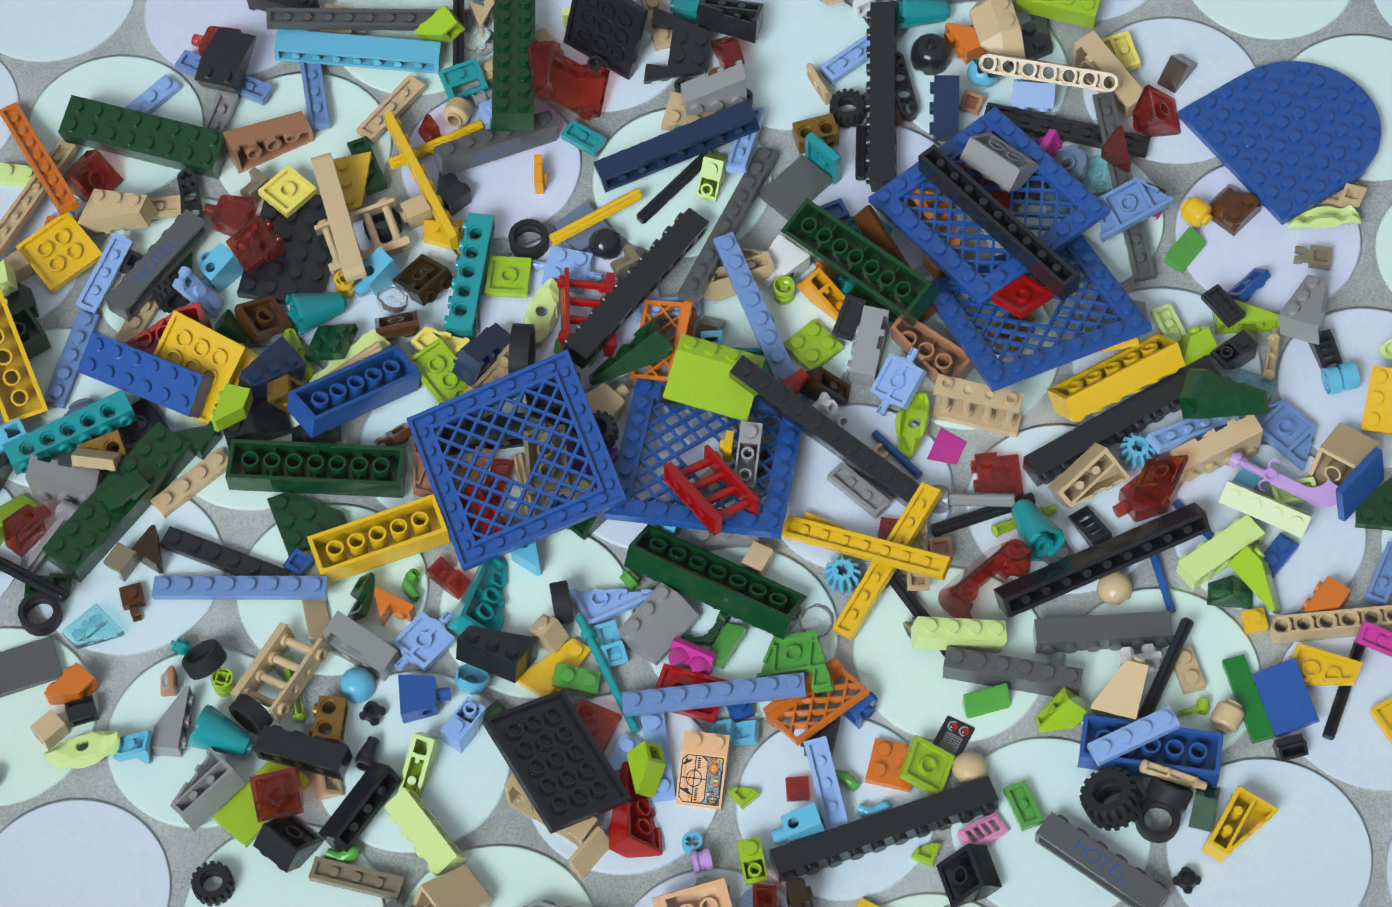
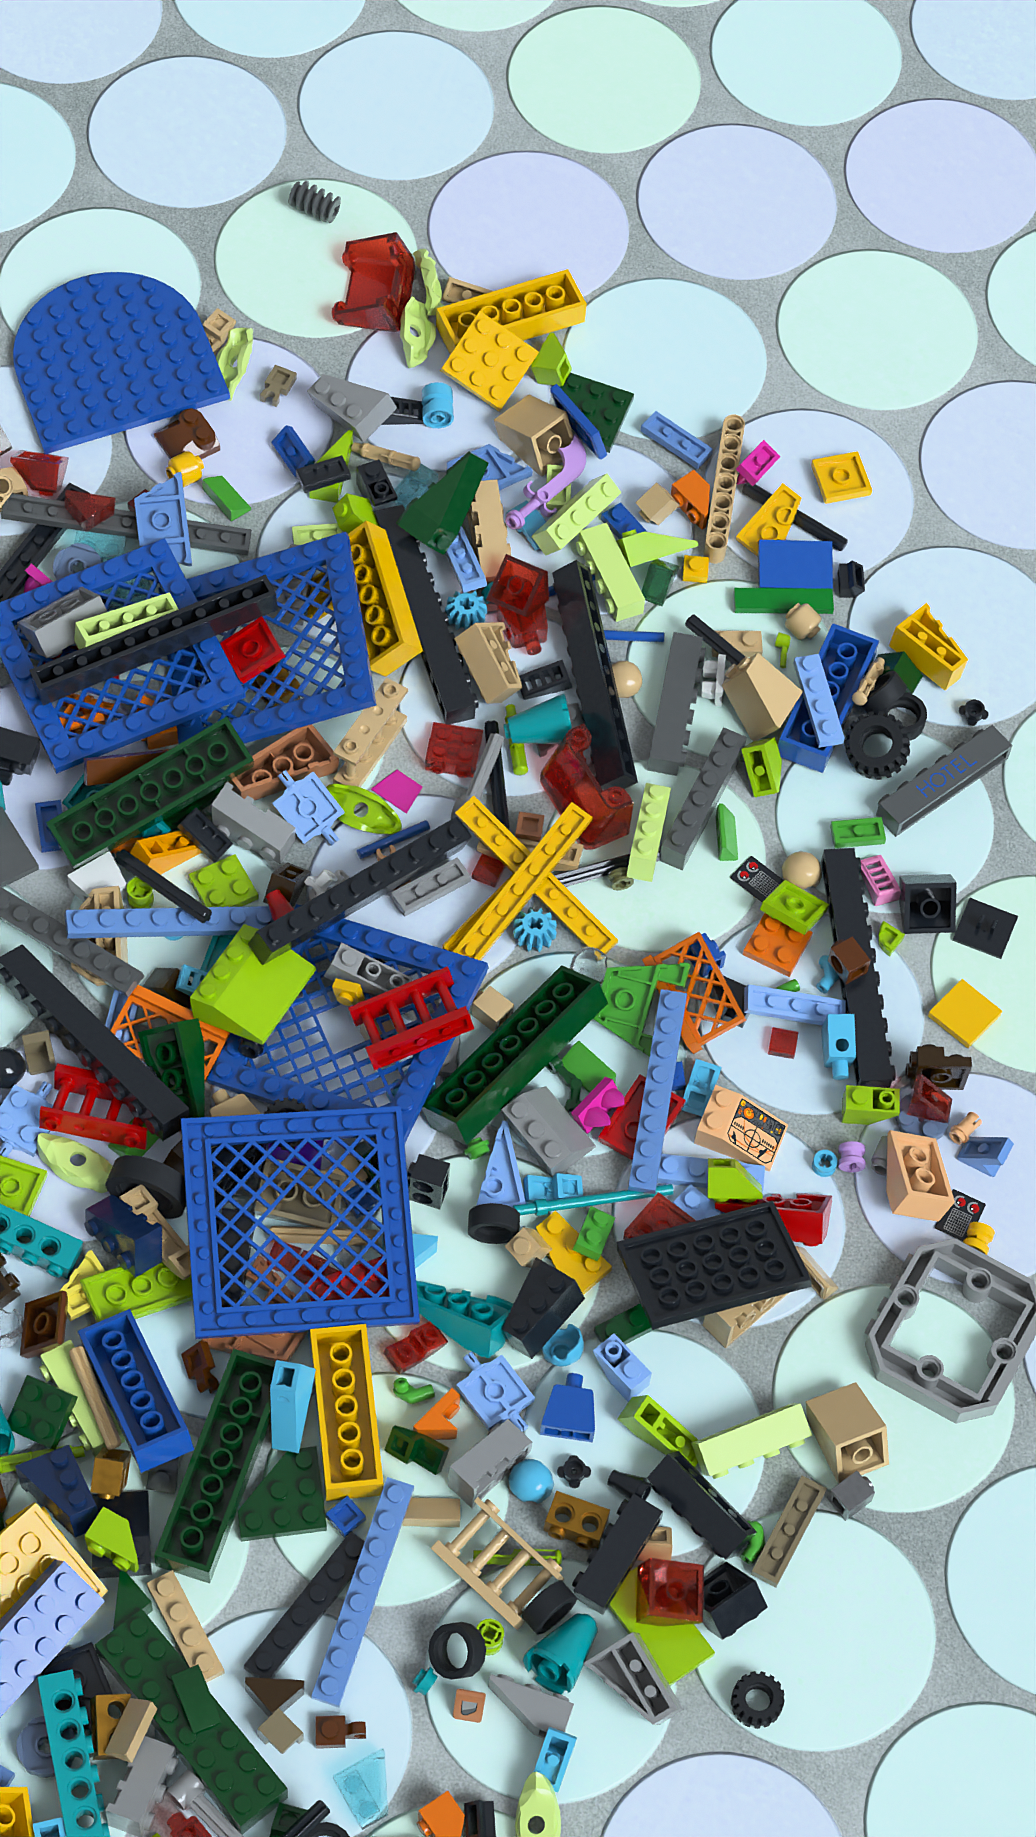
camera: 85 degrees left, 0 degrees up
(375, 494) = (289, 1404): none -> medium azure slope
(584, 547) = (428, 1181): none -> black brick
(743, 796) = (779, 1098): lime tile -> none
(783, 295) = (163, 886): none -> black axle
(877, 812) = (848, 960): none -> reddish brown brick
(1006, 194) = (117, 621): none -> yellowish green brick
(1305, 571) = (656, 504): none -> tan brick

